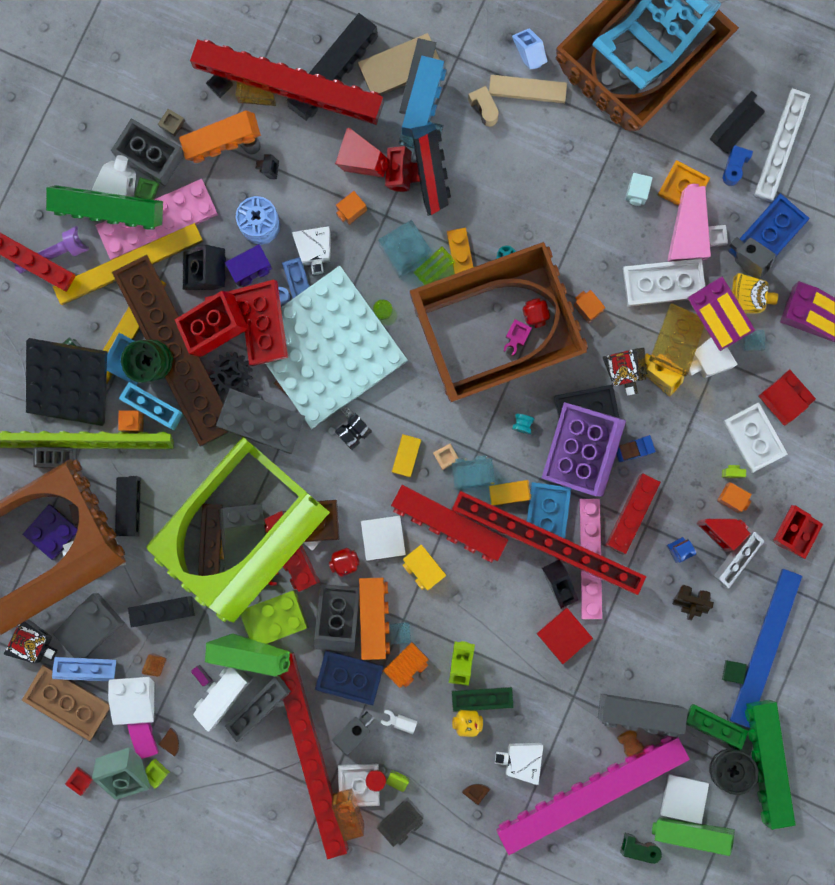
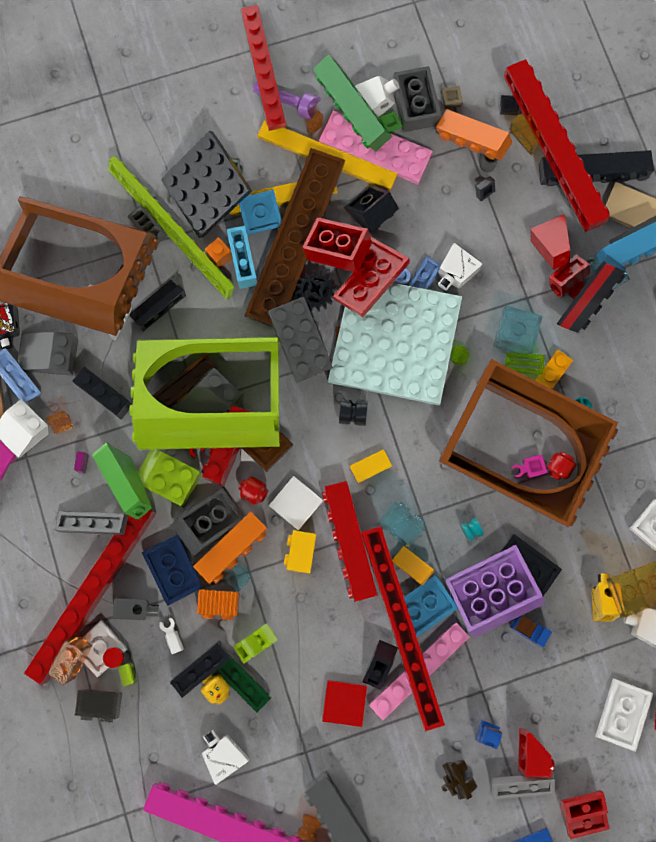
camera: 40 degrees right, 5 degrees down
(50, 532) = (91, 267): dark purple plate -> none
(93, 250) = (315, 123): none -> clear orange tile
(136, 360) = (270, 223): dark green wheel -> none
(170, 742) = (14, 483): reddish brown tile -> none
(221, 697) = (77, 490): white slope -> none
(249, 266) = (402, 235): dark purple brick -> none
(261, 230) = (438, 222): light blue wheel -> none
(350, 208) = (509, 268): orange brick -> none
(443, 722) = (199, 669): none -> black panel
(445, 456) = (396, 494): light nougat tile -> none
(476, 792) = (169, 742): reddish brown tile -> none
(589, 305) = (602, 499): orange brick -> none
(626, 369) = (584, 569): torso -> none
(632, 514) = (481, 672): red brick -> none
(733, 471) = (583, 722): lime plate -> none
(734, 498) = (565, 740): orange brick -> none

